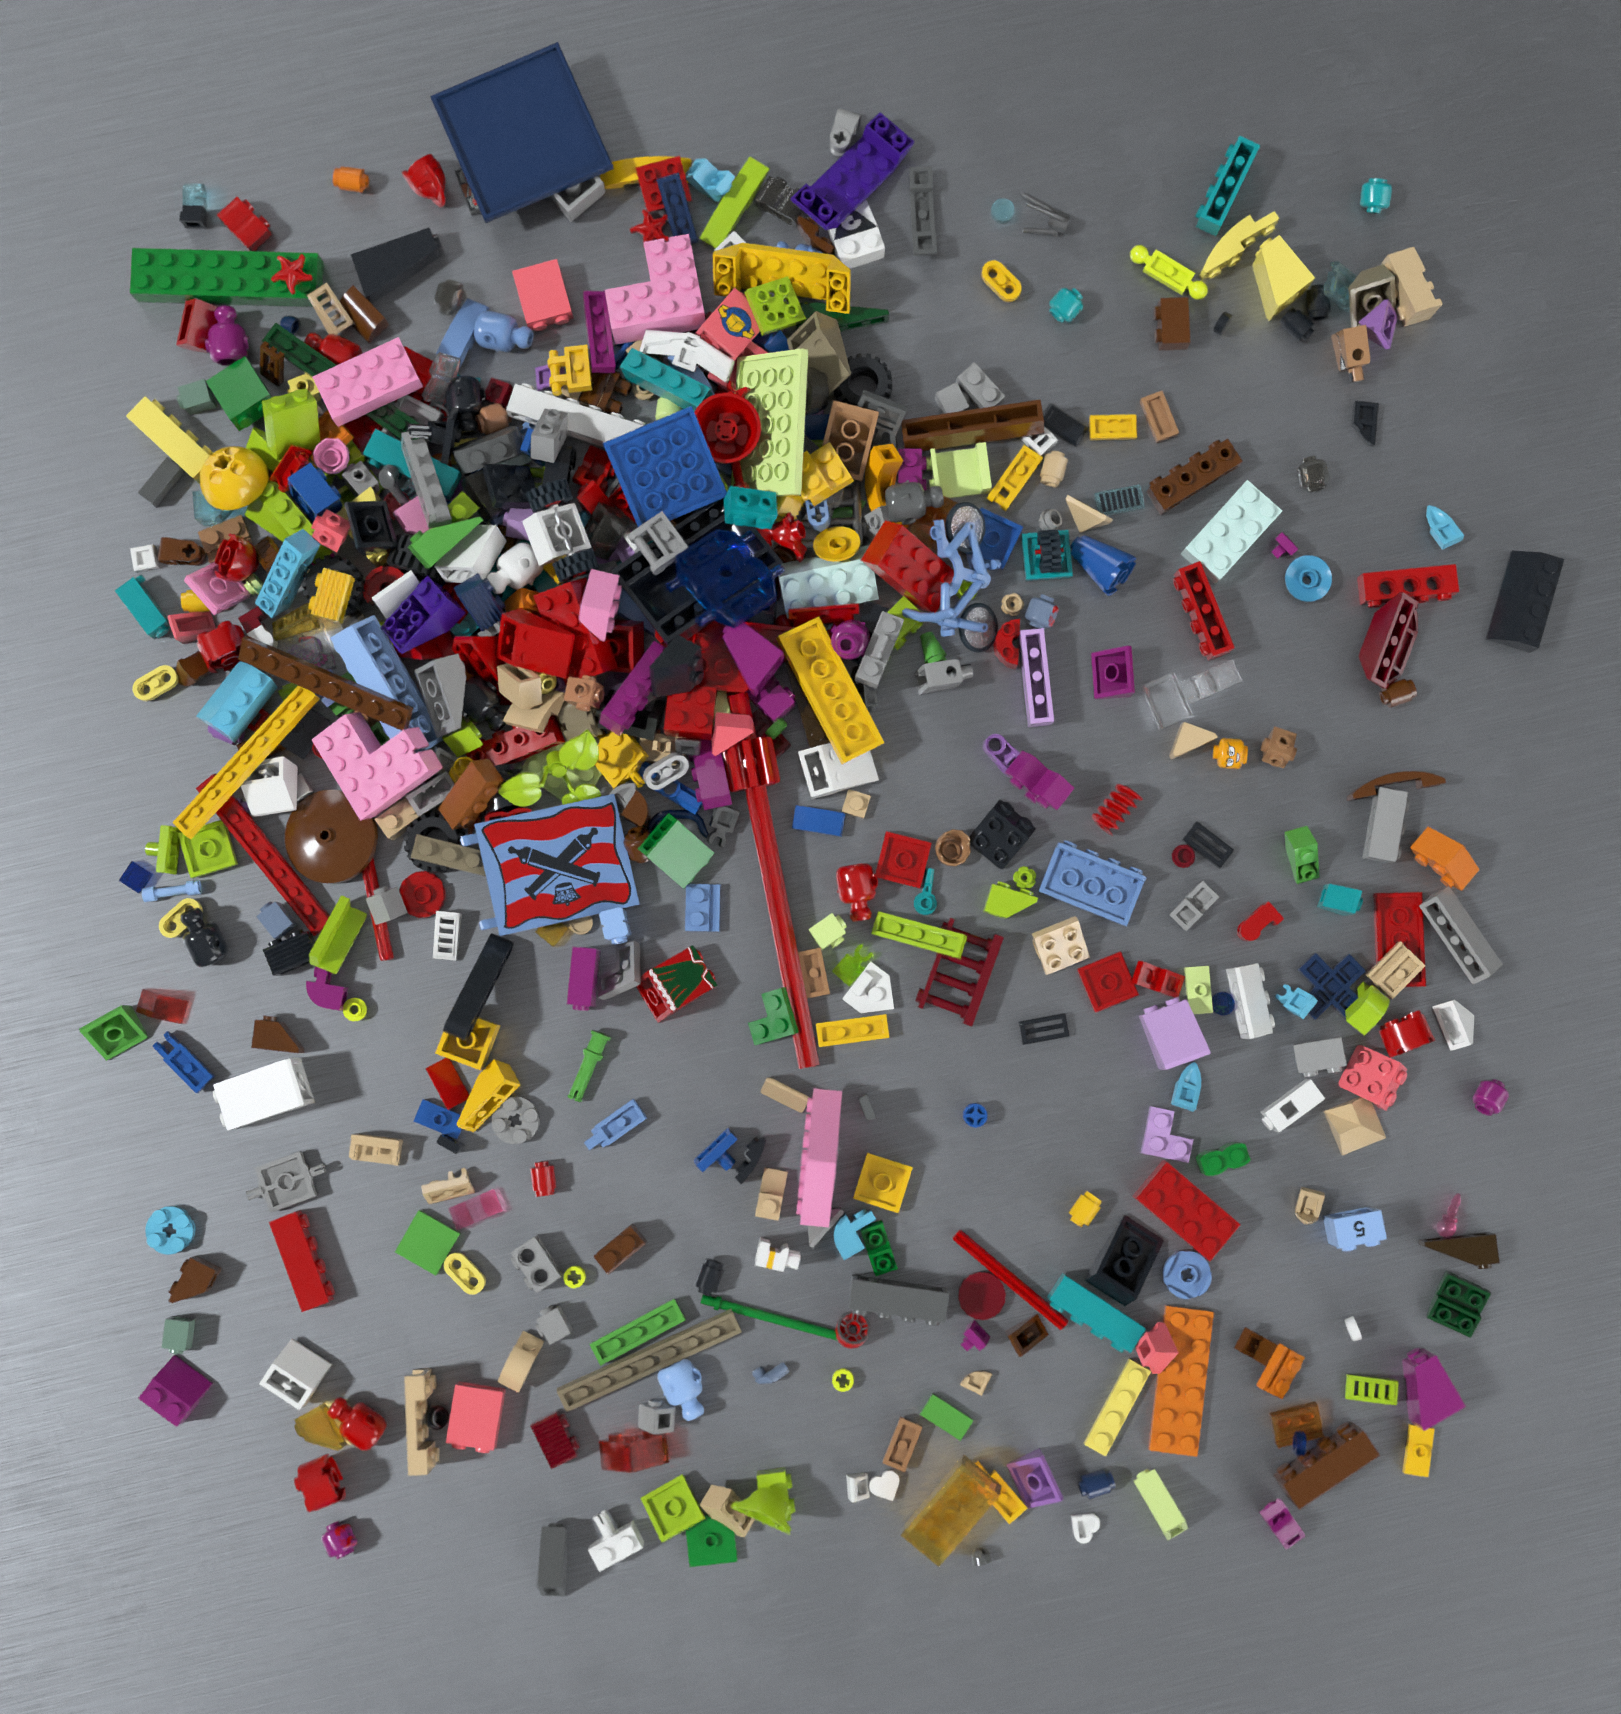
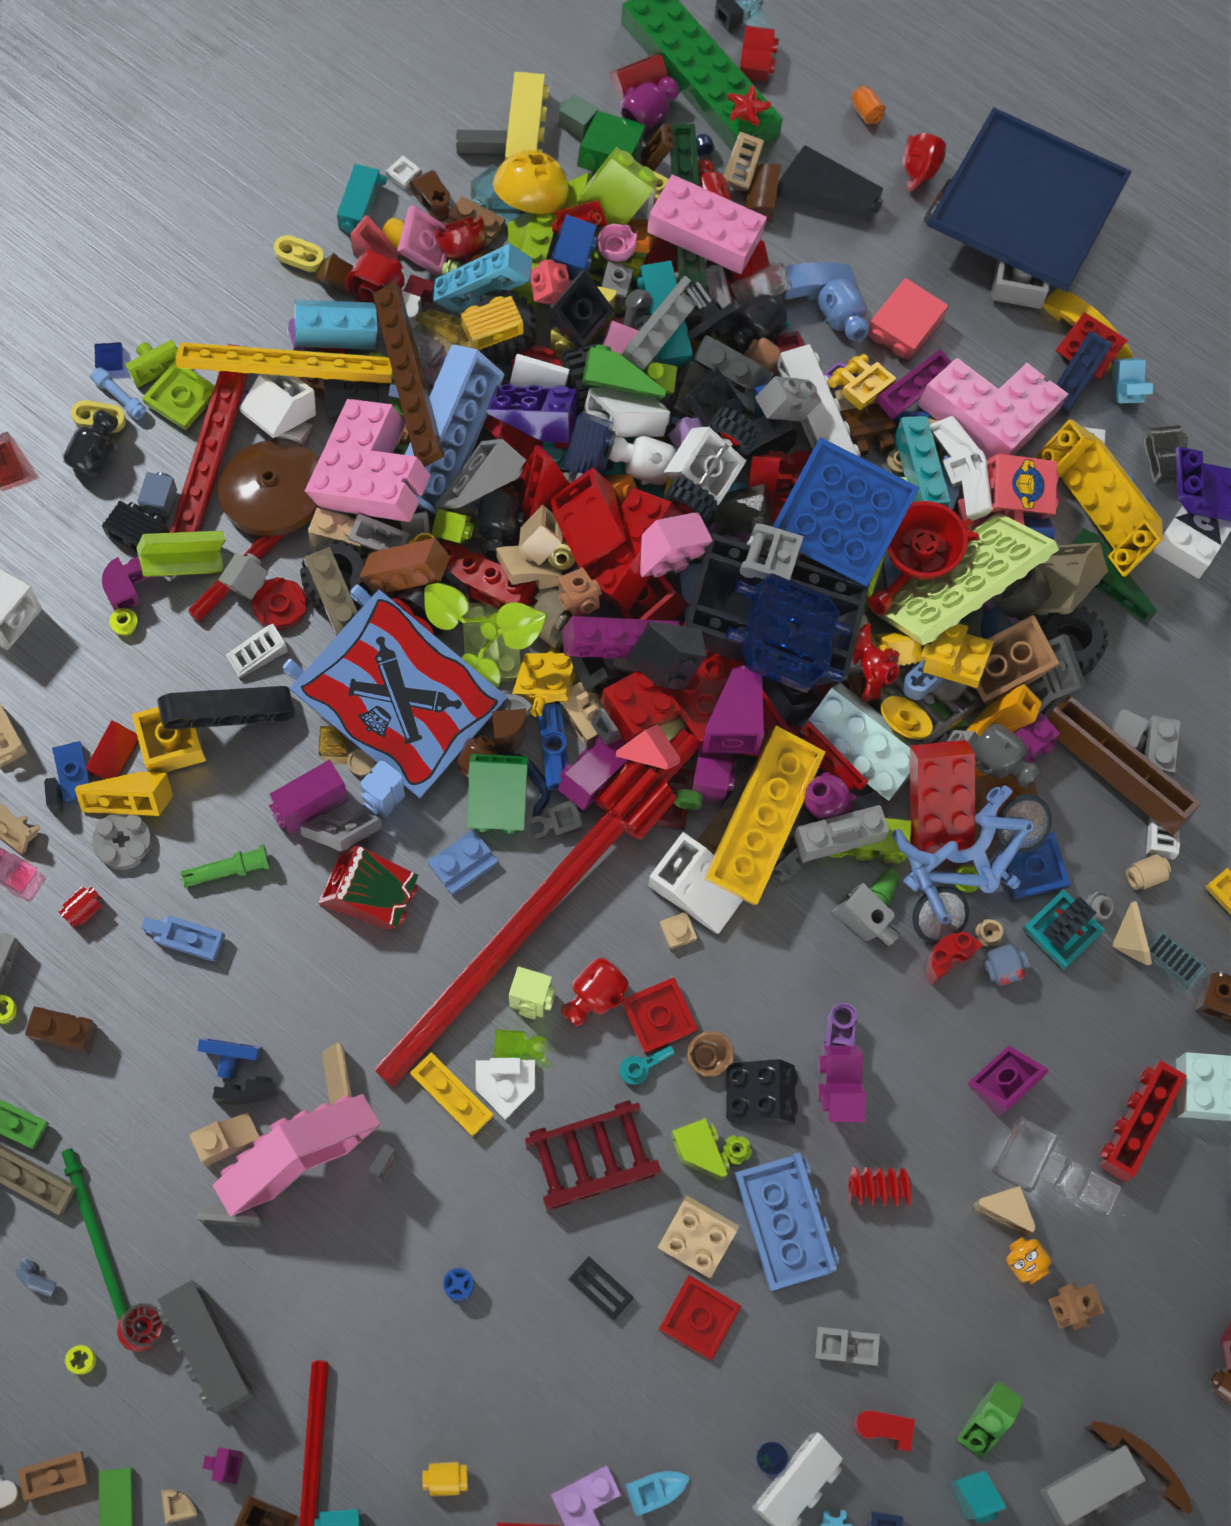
camera: 45 degrees right, 15 degrees down
(274, 1036) = (45, 569): reddish brown slope -> none
(450, 297) = (838, 248): clear smoke head -> none
(651, 228) = (1045, 363): red animal -> none
(665, 770) = (566, 725): light grey plate -> none
(709, 1276) = (94, 1140): black brick -> none
(735, 202) = (1132, 415): lime slope -> none
(750, 507) = (870, 609): teal brick -> none
(770, 310) = (1067, 515): lime plate -> none
(776, 1258) = (159, 1188): white hips -> none
(779, 1020) = (407, 1013): green plate -> none
(810, 232) = (1162, 499): reddish brown slope -> none
(813, 973) = (480, 1013): medium nougat plate -> none
(818, 821) = (632, 907): blue slope -> none
(845, 1232) = (236, 1245): medium azure brick -> none
(878, 1248) = (247, 1291): green slope -> none
(882, 1182) = (318, 1242): yellow plate -> none
(919, 935) = (597, 1084): lime plate -> none
(960, 471) = (1070, 789): yellowish green panel -> none
(981, 1295) = (274, 1439): dark red tile -> none
(1015, 477) = (1109, 843): yellow plate -> none
(1035, 677) = (939, 1006): lavender brick -> none
(1064, 425) = (1196, 852): black tile -> none
(1103, 562) = (1103, 988): blue cone -> none
(1158, 979) = (743, 1368): red slope -> none
(1173, 1033) = (700, 1427): lavender slope -> none
(1183, 856) = (888, 1295): dark red plate -> none
(1186, 839) = (920, 1339): black tile -> none
(1198, 989) = (765, 1421): yellowish green plate -> none

